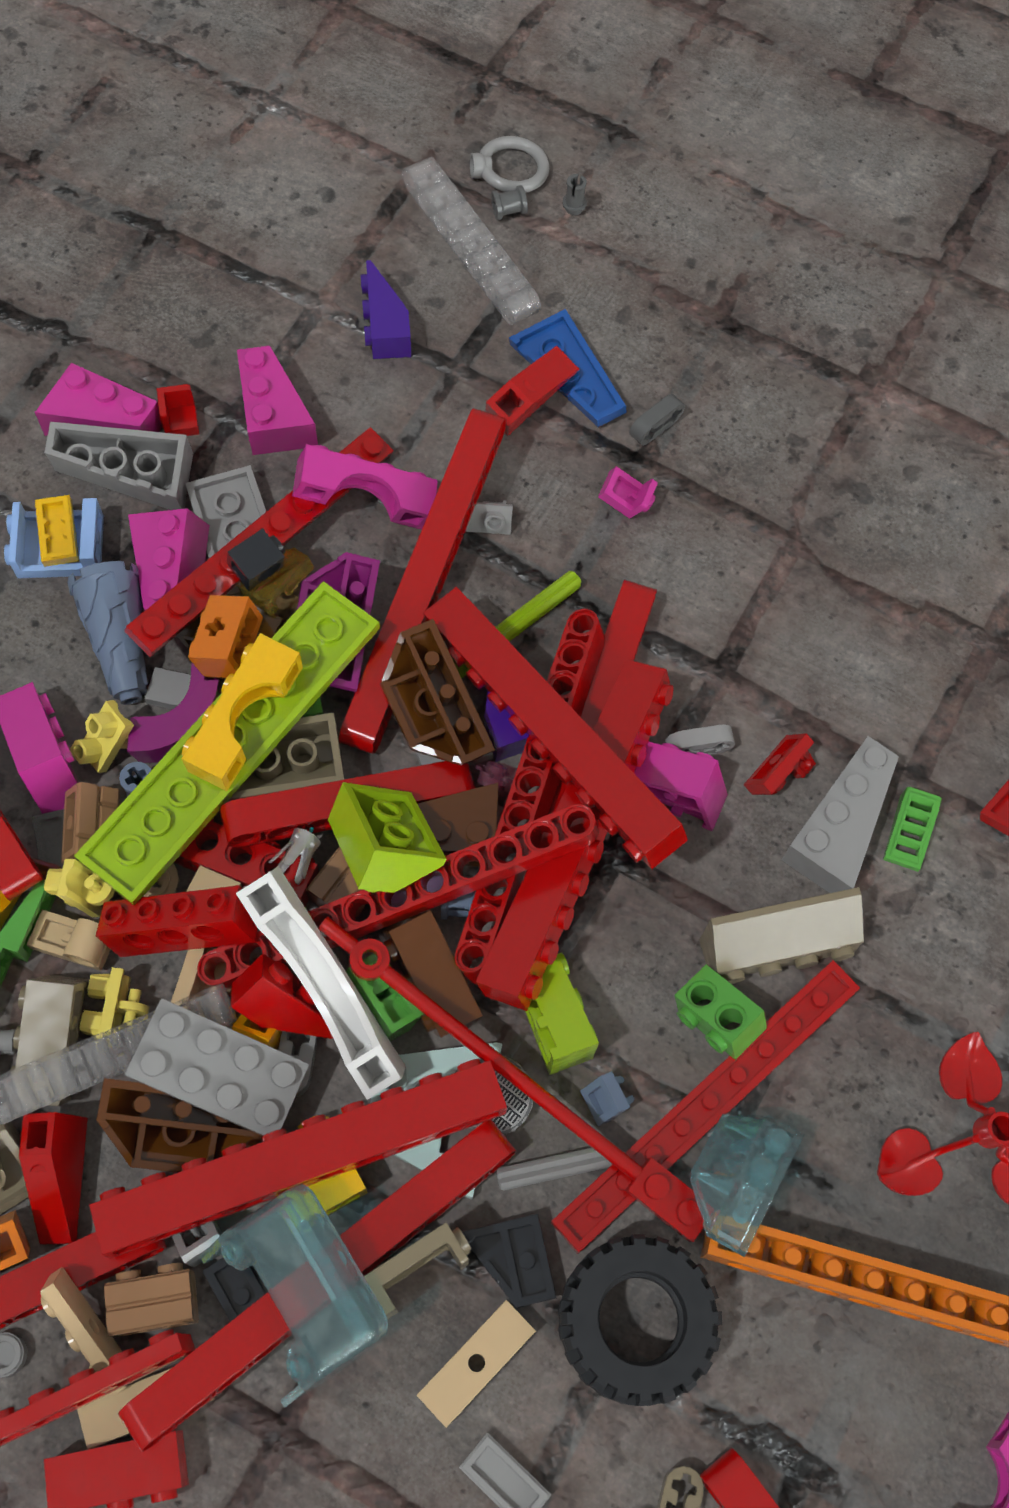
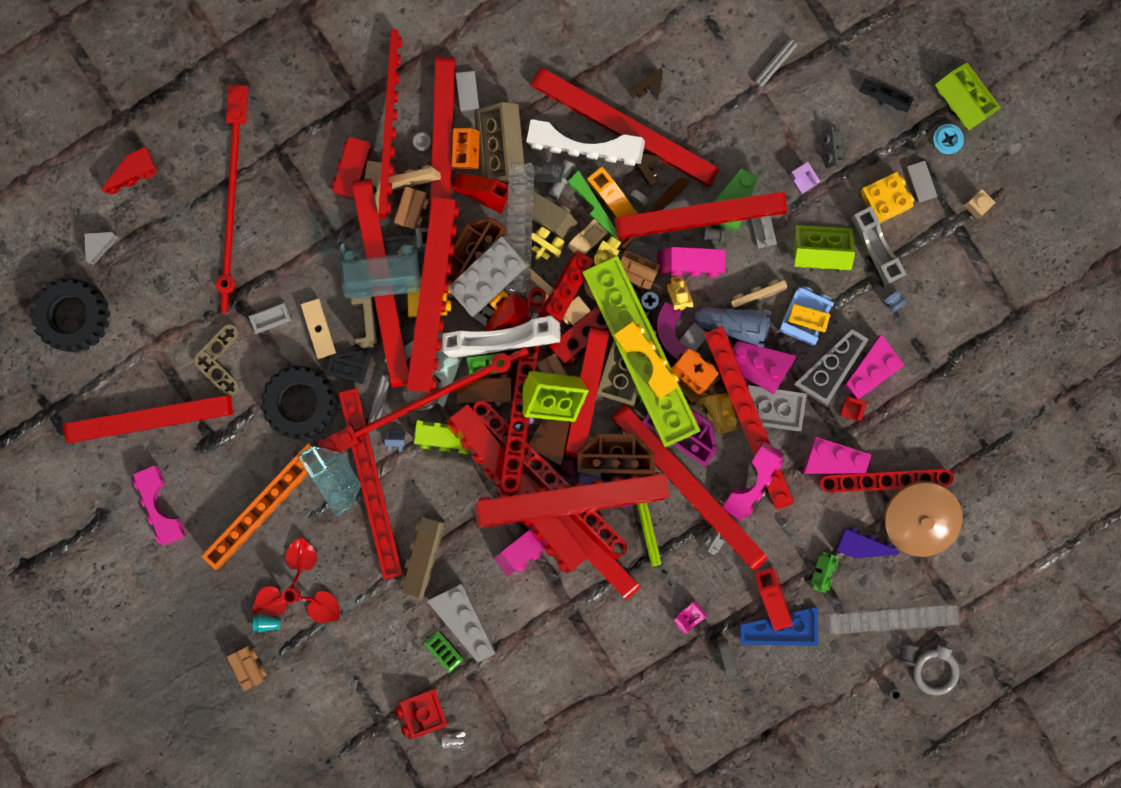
camera: 125 degrees right, 20 degrees up
(50, 622) = (758, 294): none -> tan tile
(256, 558) = (729, 405): black brick -> none
(268, 324) = (895, 482): none -> red beam
(300, 256) = (923, 518): none -> medium nougat dish
(301, 843) = (571, 355): flat silver piece -> none
(464, 346) = (824, 579): none -> bright green hinge
(706, 739) = (537, 575): light grey beam -> none
(726, 1007) = (405, 511): bright green brick -> none
(788, 757) = (505, 603): red hinge -> none

